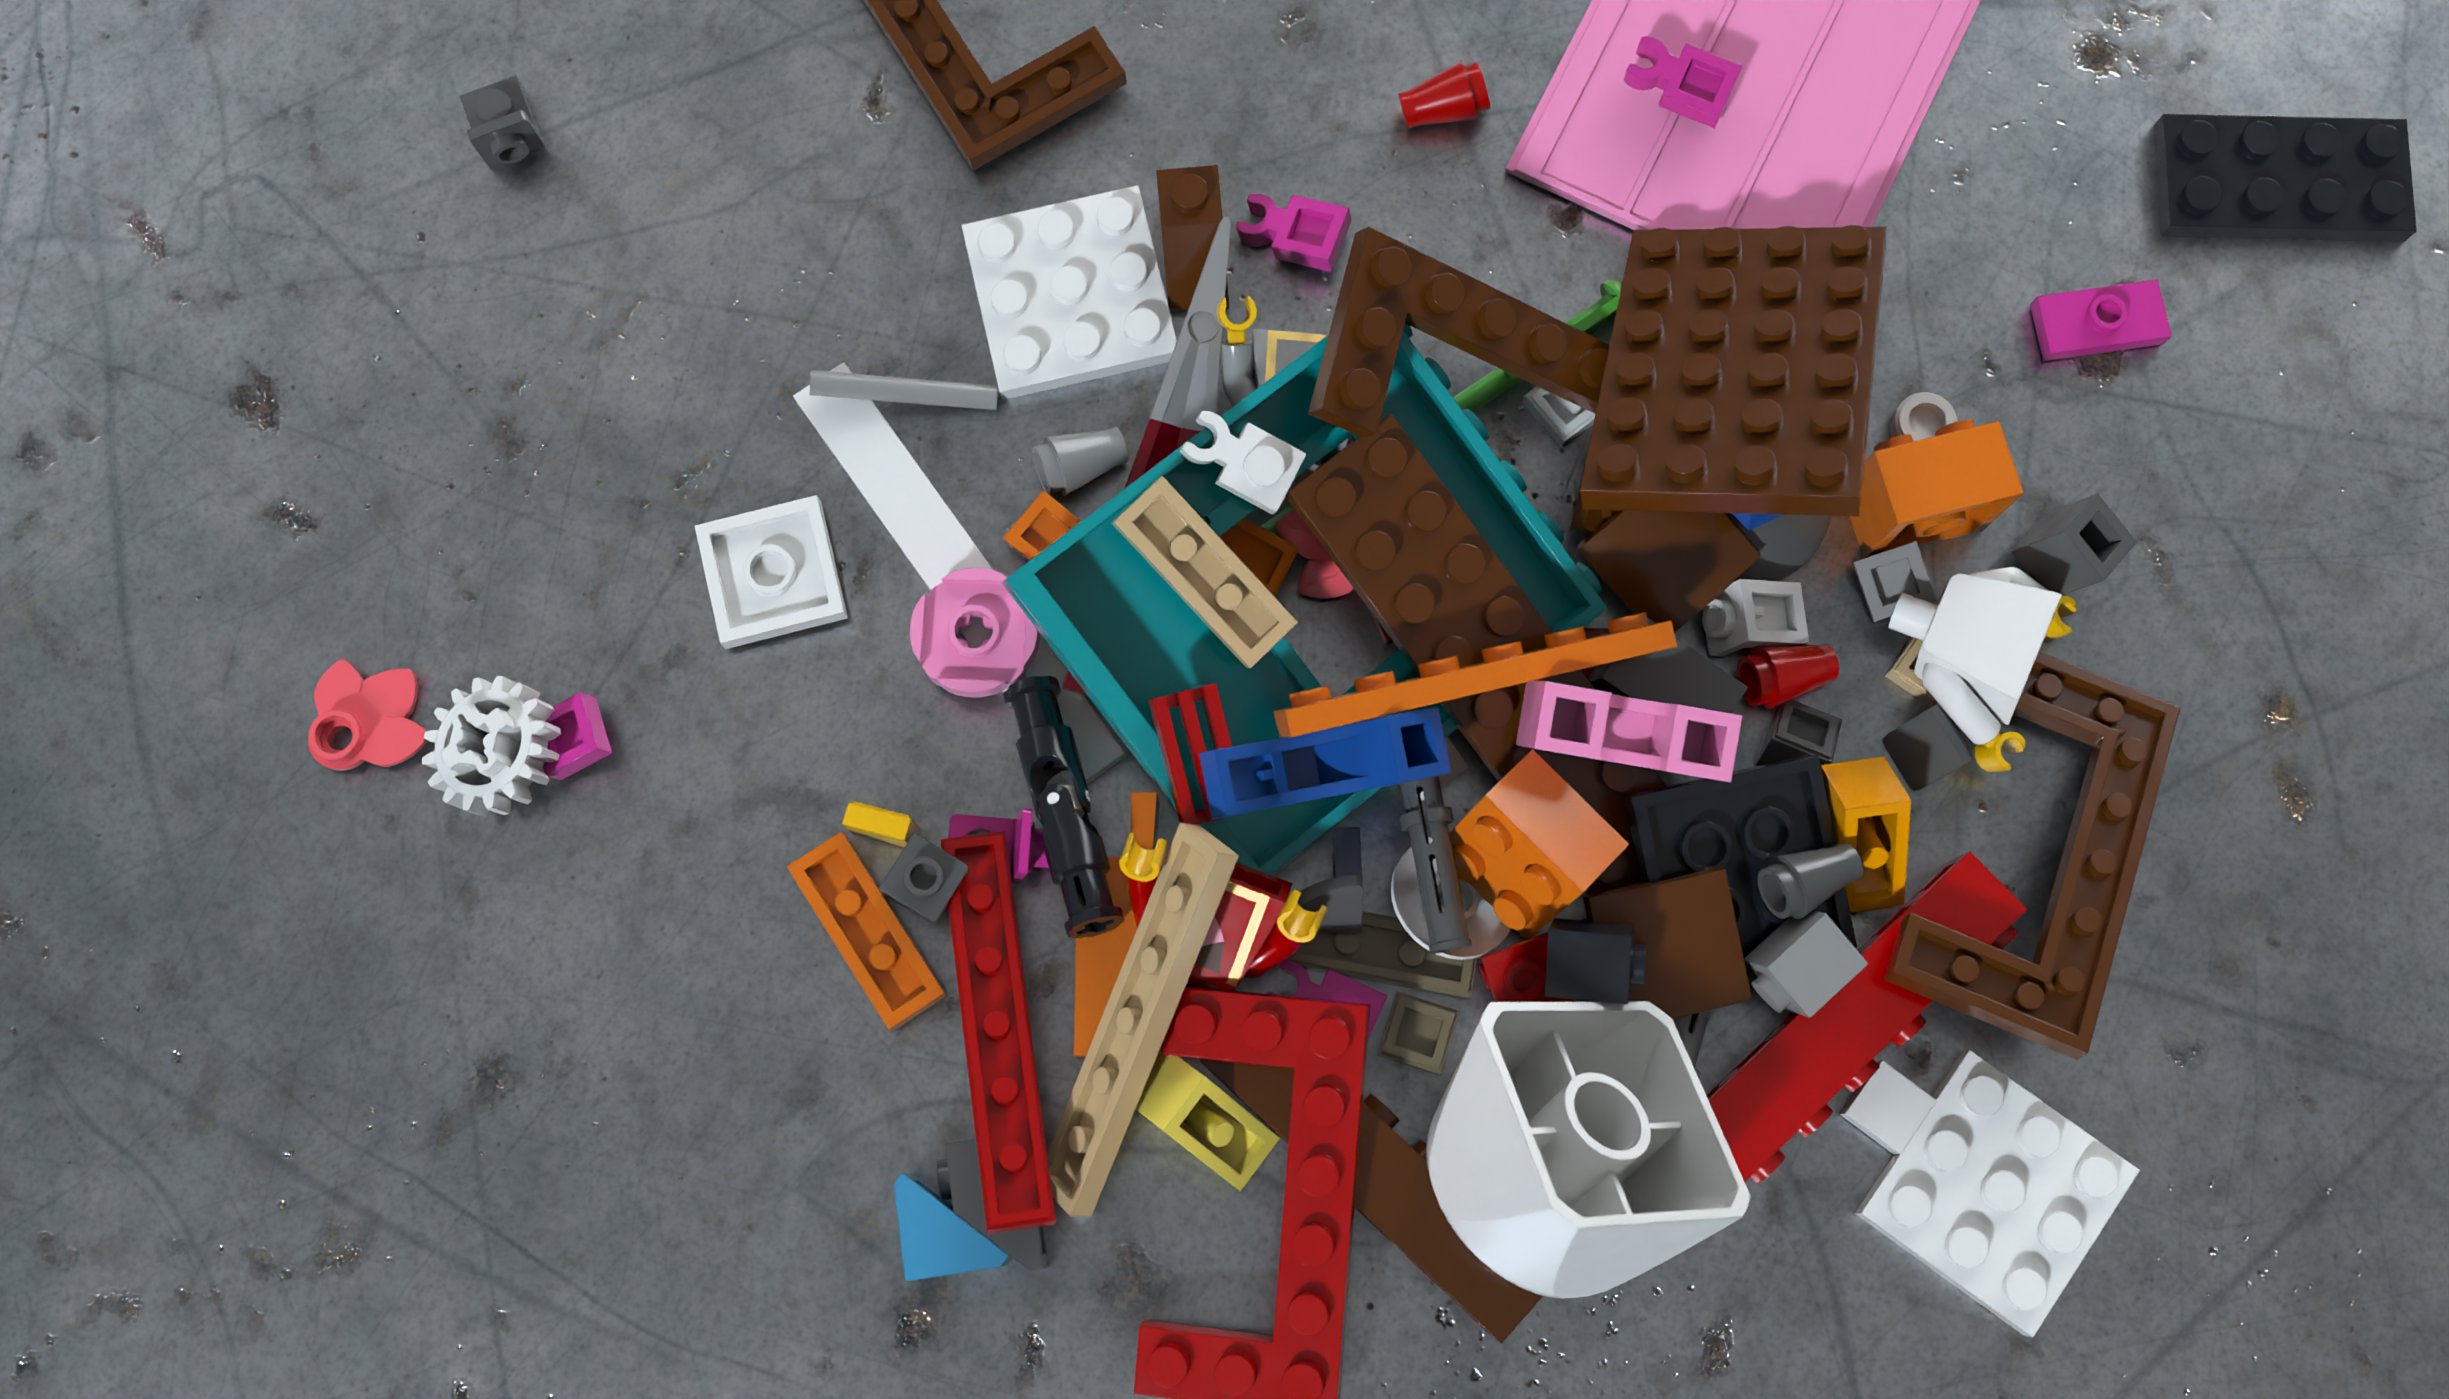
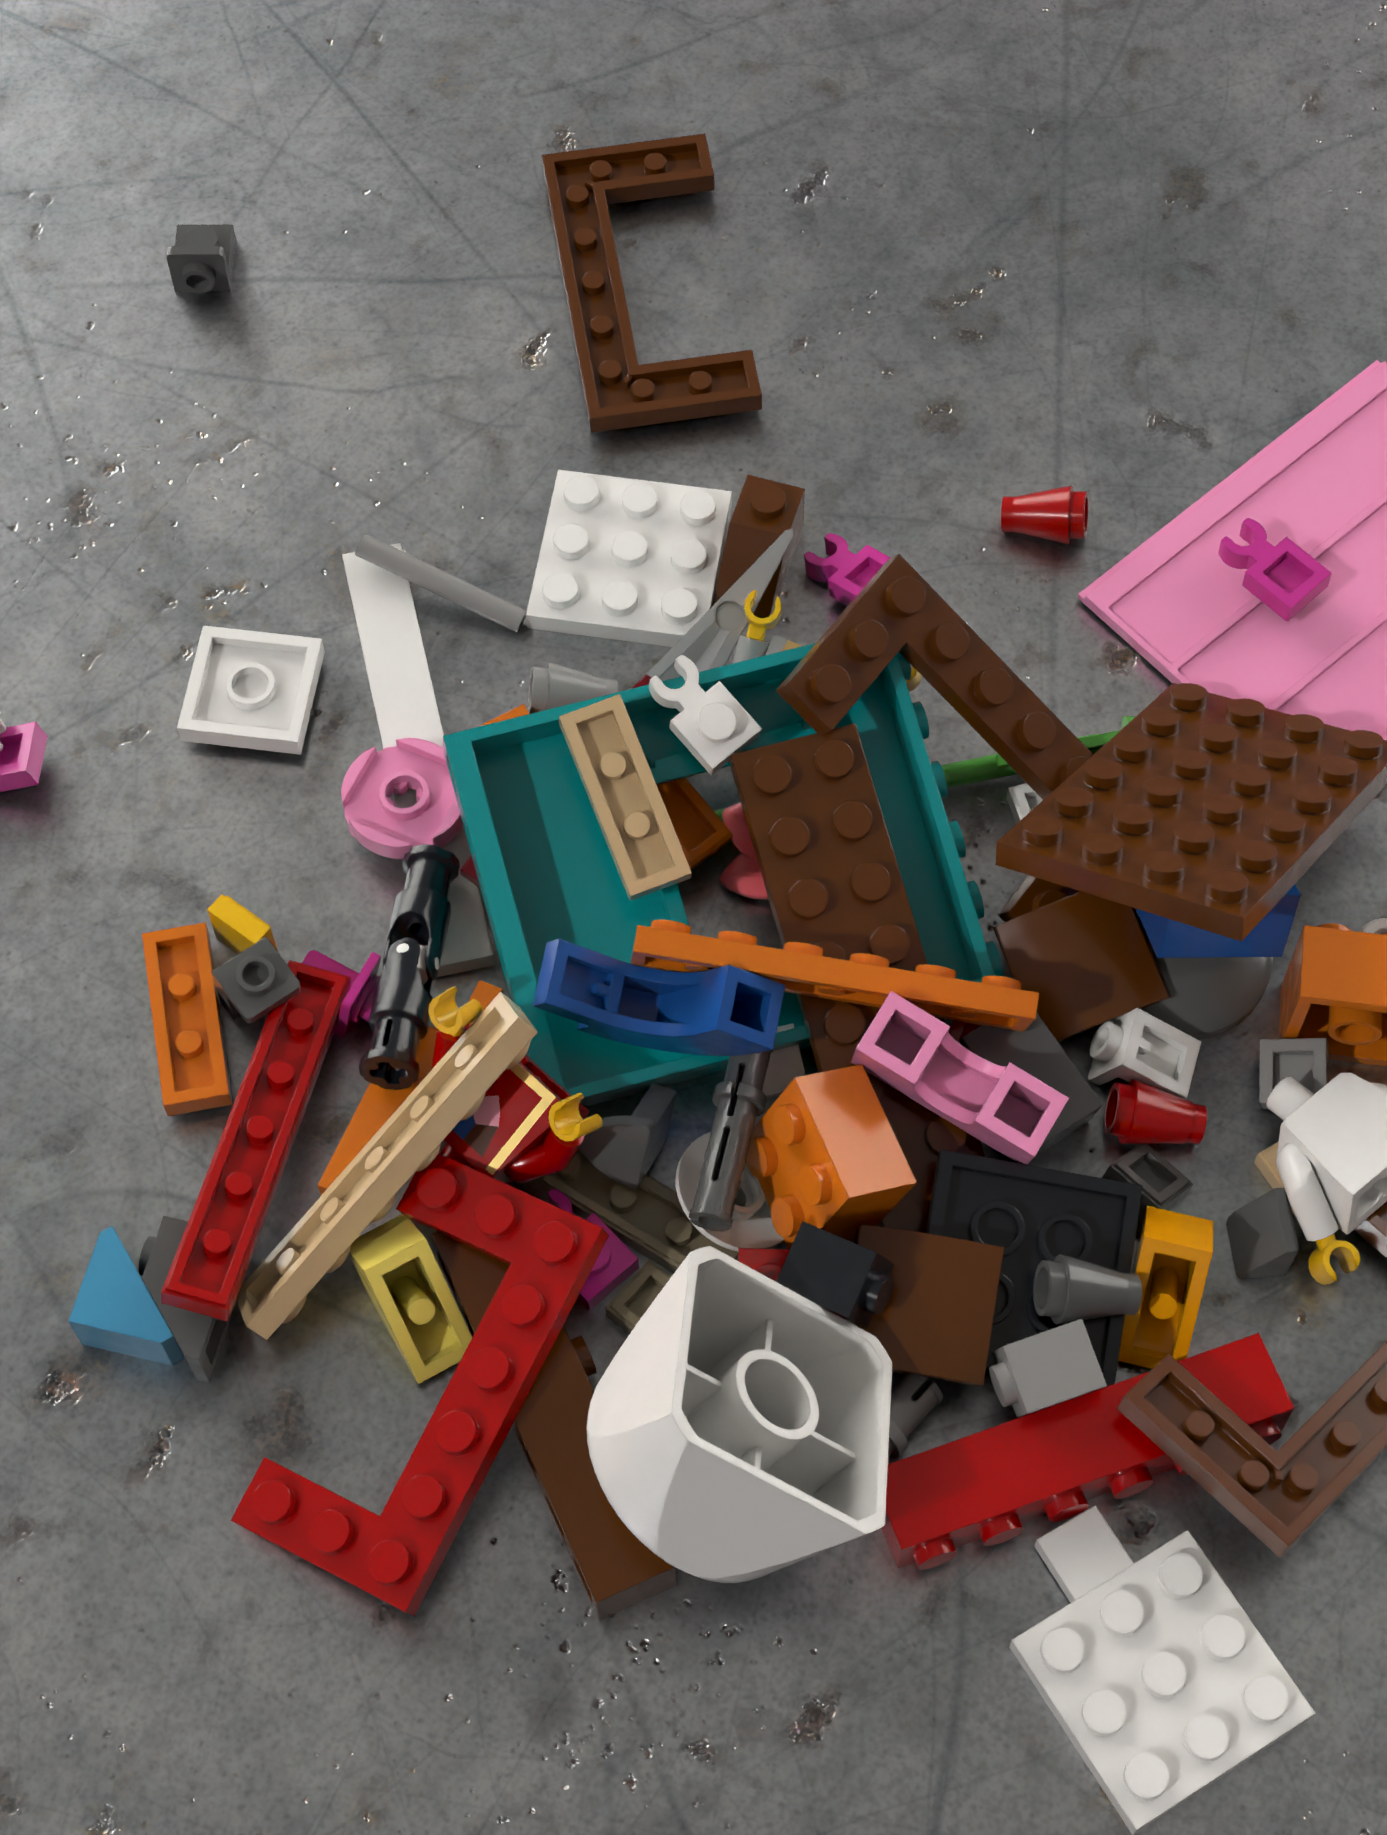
camera: 20 degrees right, 15 degrees down
(1169, 747) = (559, 905): red tile -> none

